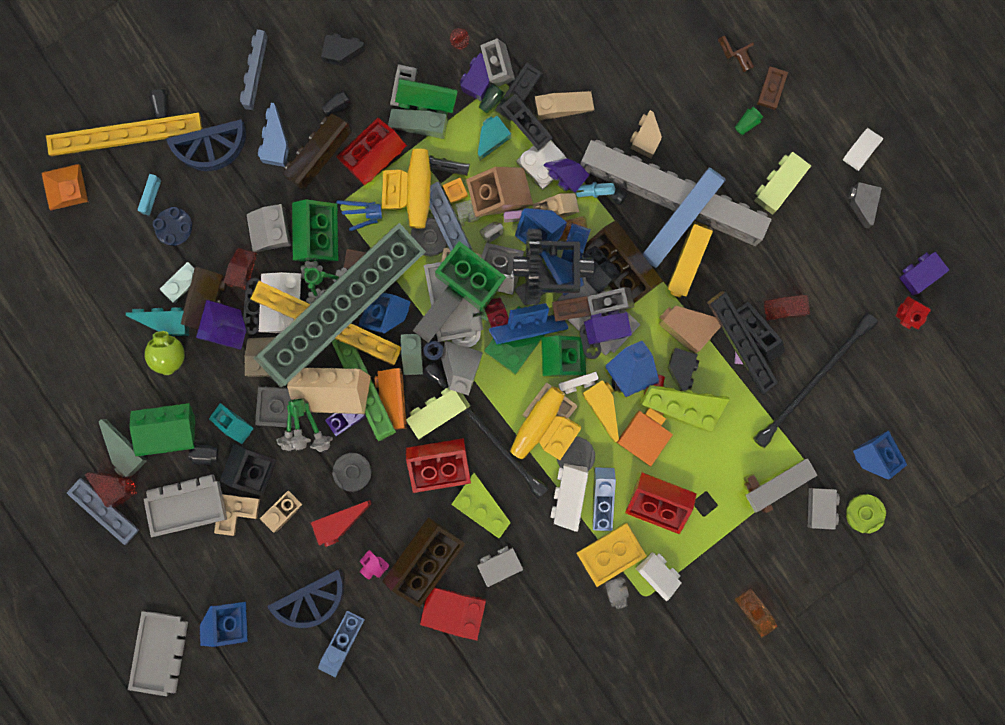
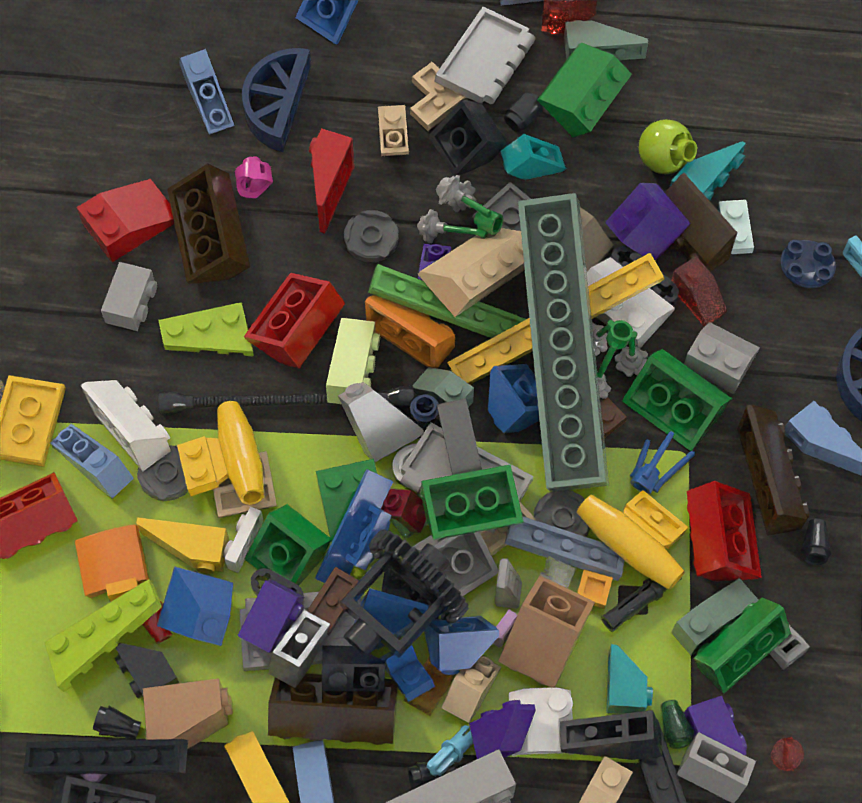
camera: 130 degrees right, 20 degrees down
(718, 359) = (116, 723): none -> black cone

